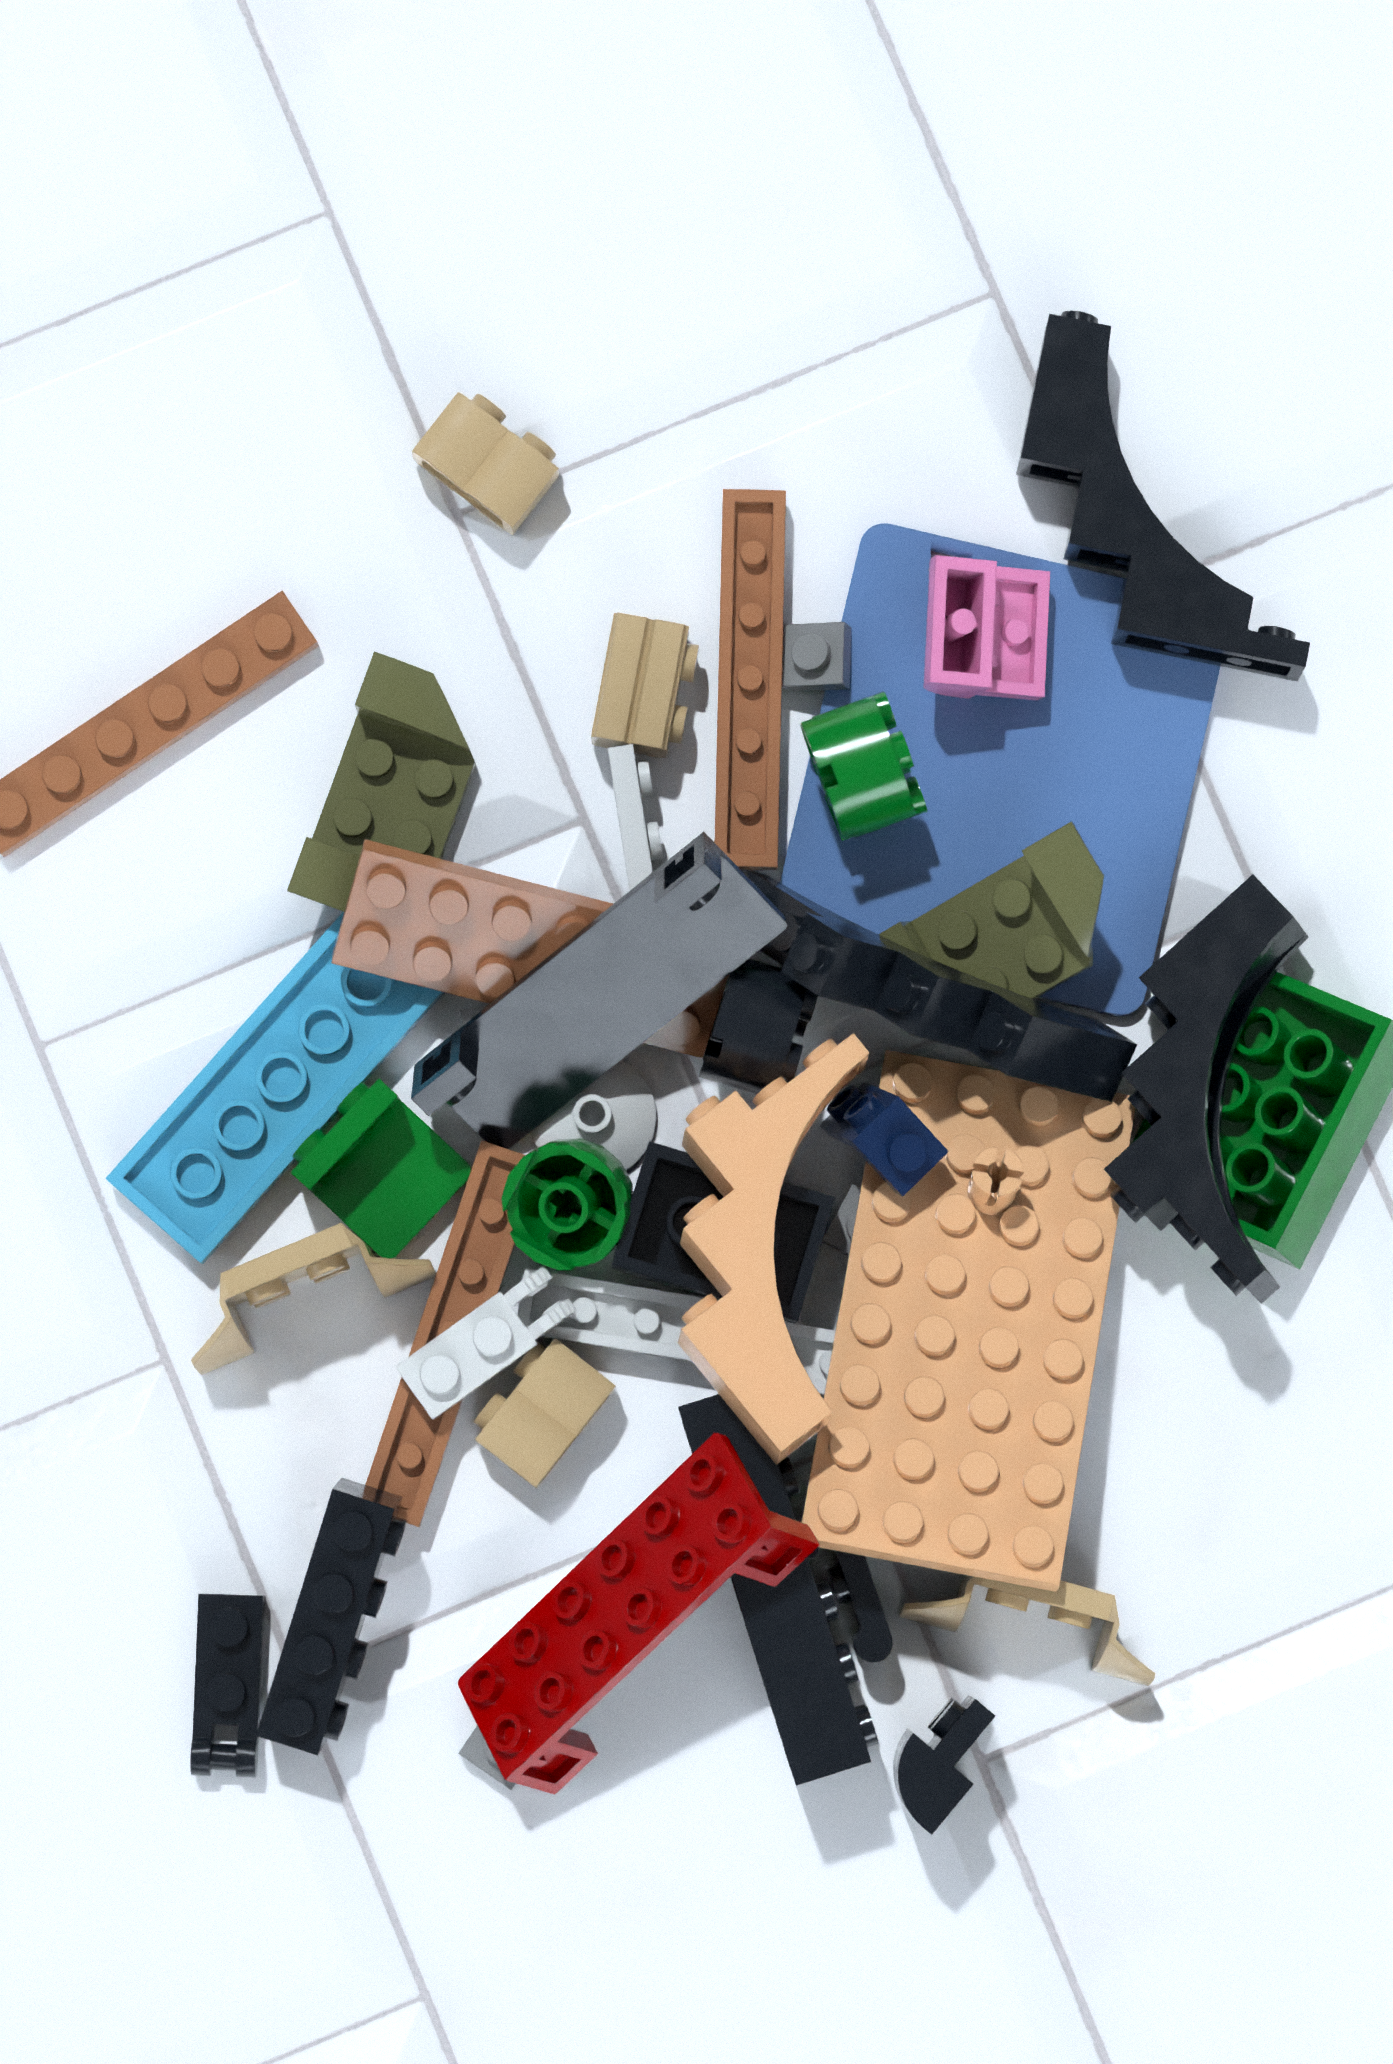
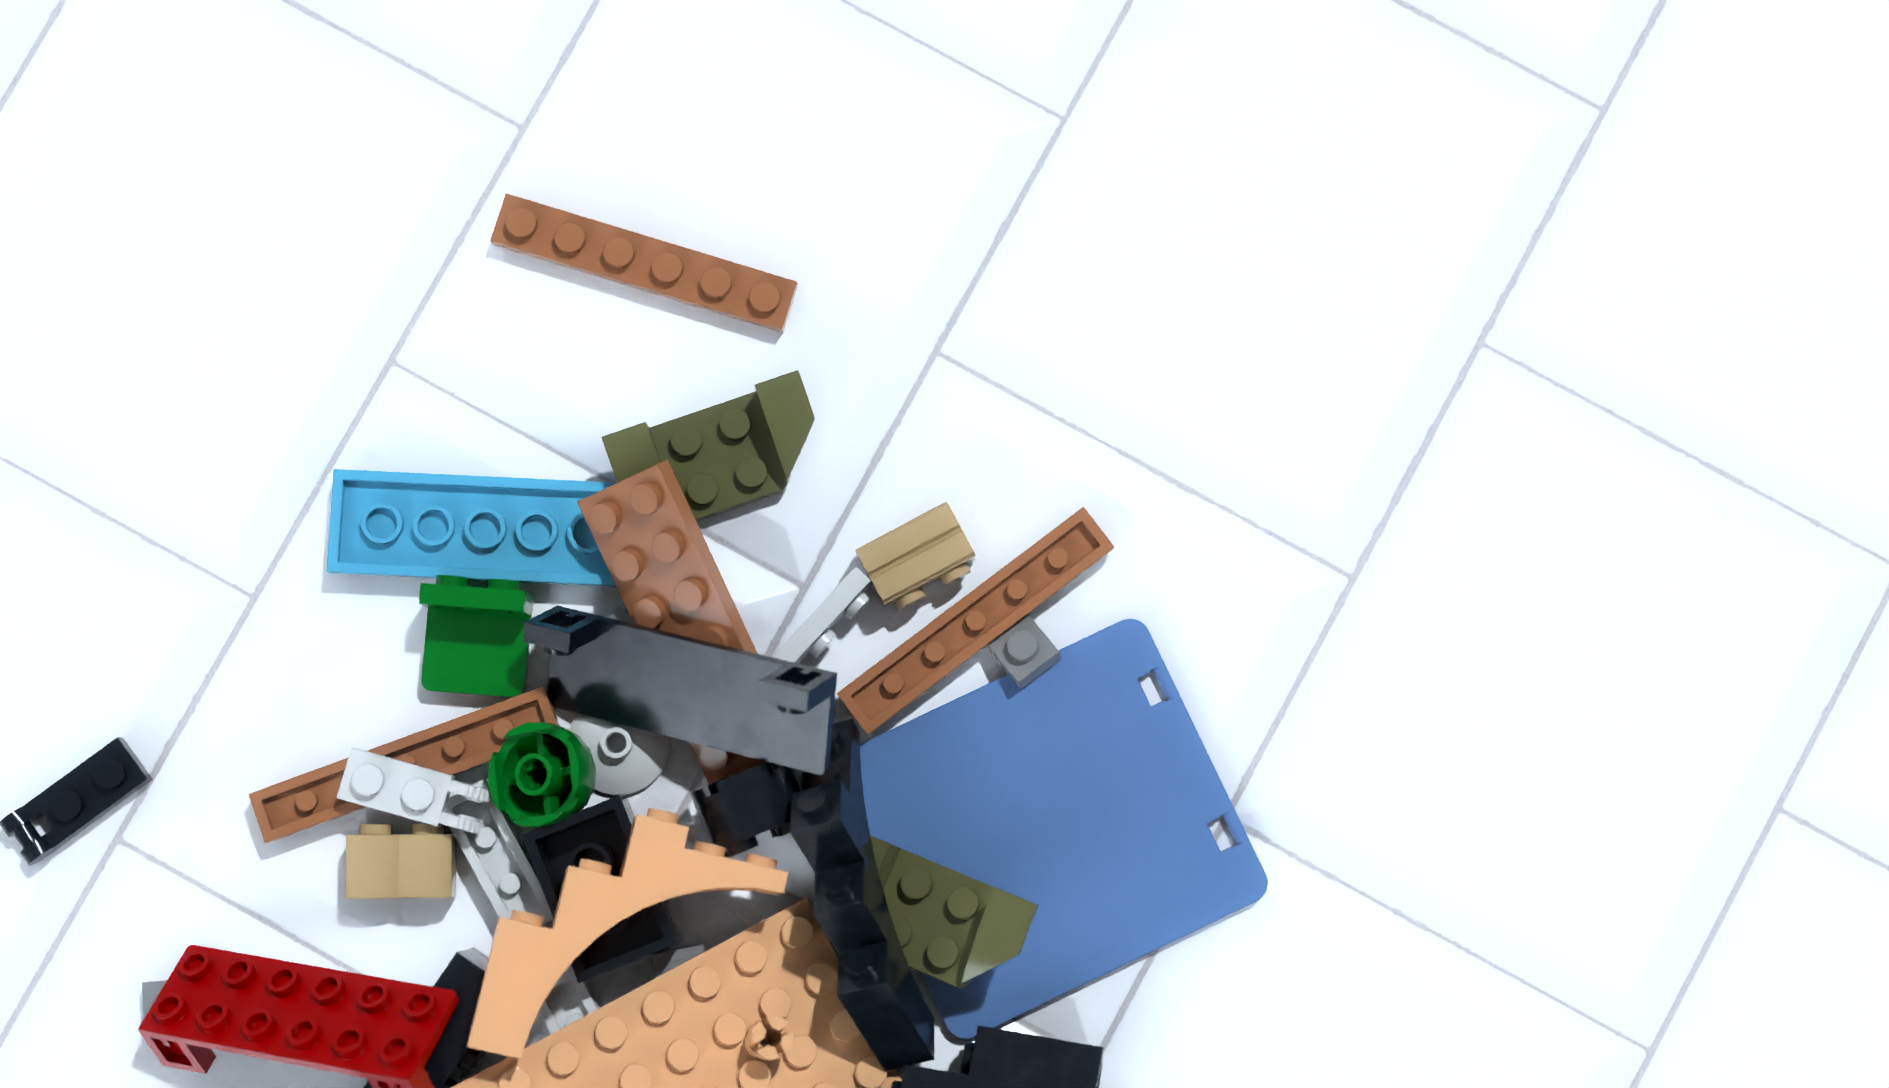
camera: 50 degrees right, 0 degrees up
(266, 1281) = (348, 624): tan piece -> none
(329, 1617) = (160, 832): black brick -> none
(486, 461) = (981, 343): tan brick -> none
(863, 766) = (971, 739): green brick -> none
(884, 1134) = (743, 942): dark blue bracket -> none
(986, 629) = (1126, 747): bright pink brick -> none
(1166, 596) = (1243, 844): black arch -> none

